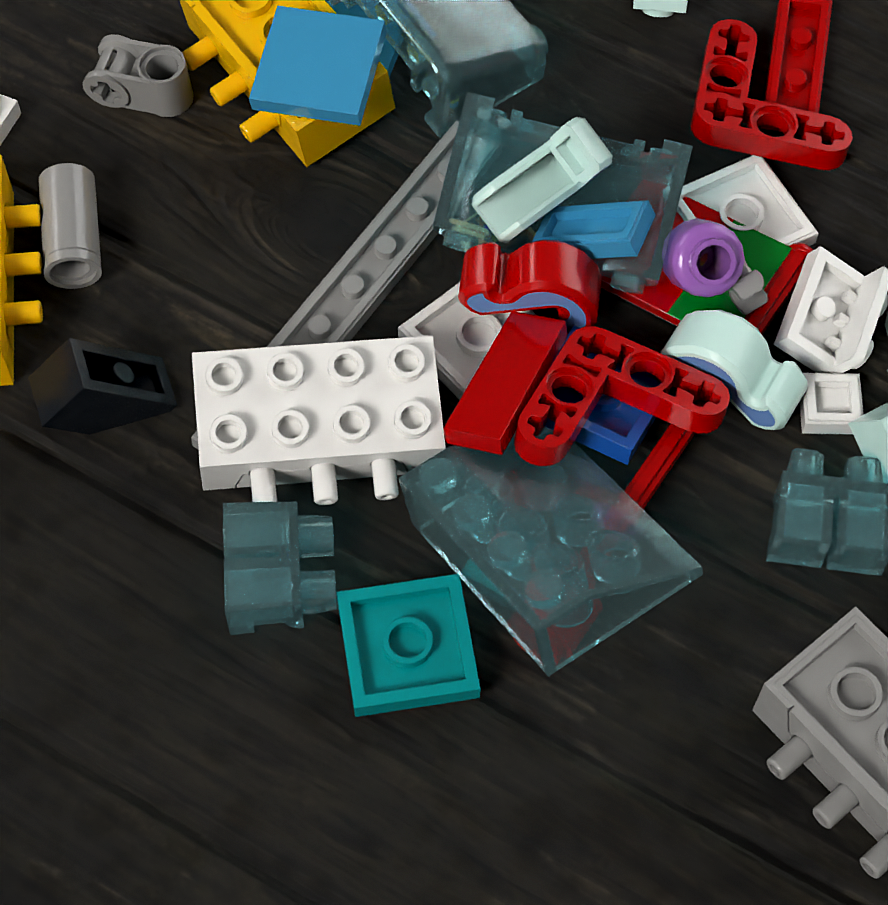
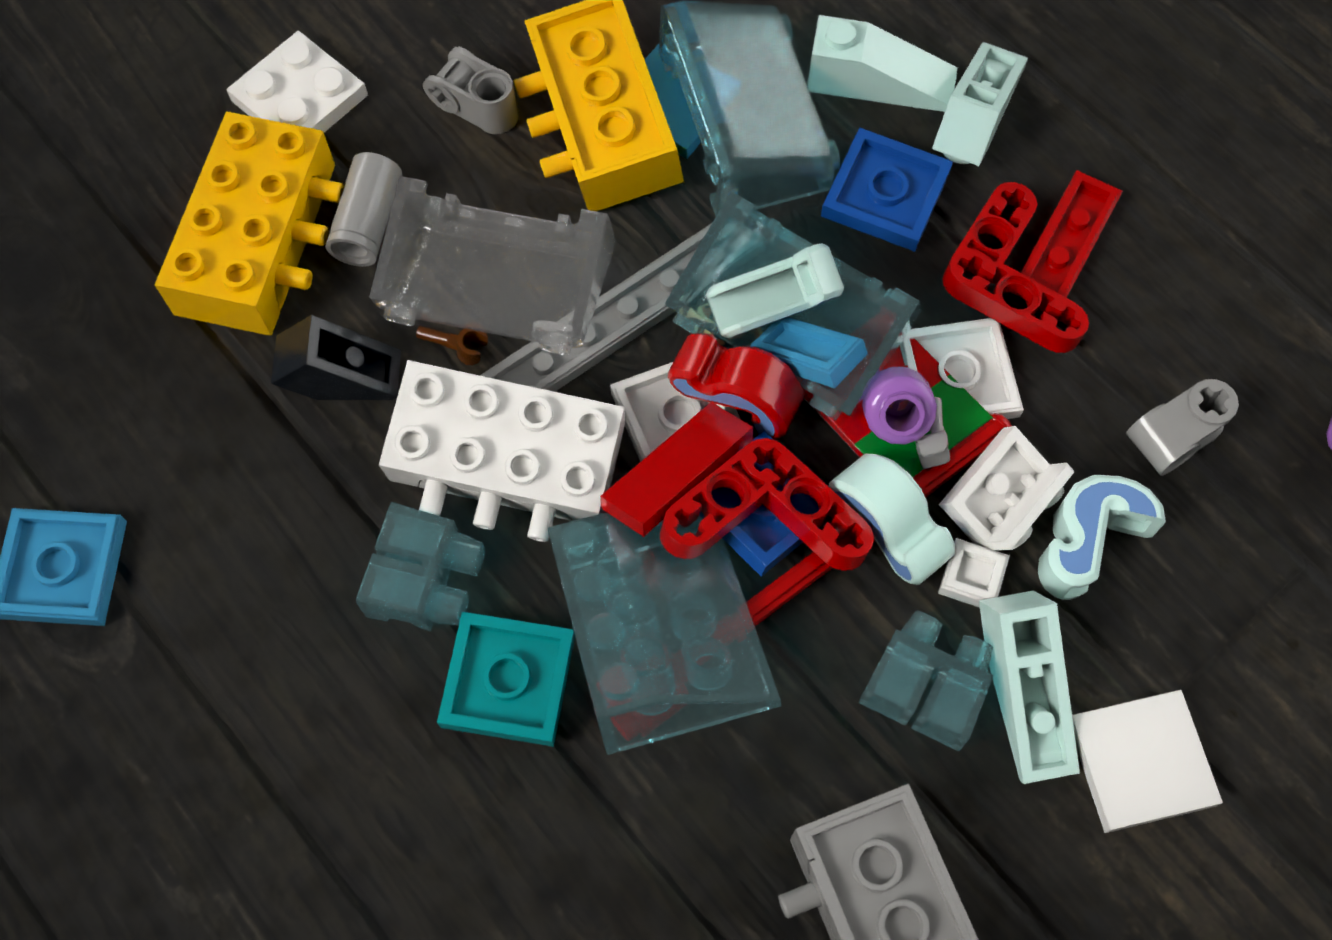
camera: 20 degrees right, 5 degrees up
(230, 340) = (456, 342): none -> reddish brown hand
(238, 244) = (491, 269): none -> clear windscreen
(318, 65) = (617, 127): dark azure tile -> none
(603, 60) = (886, 189): none -> blue plate

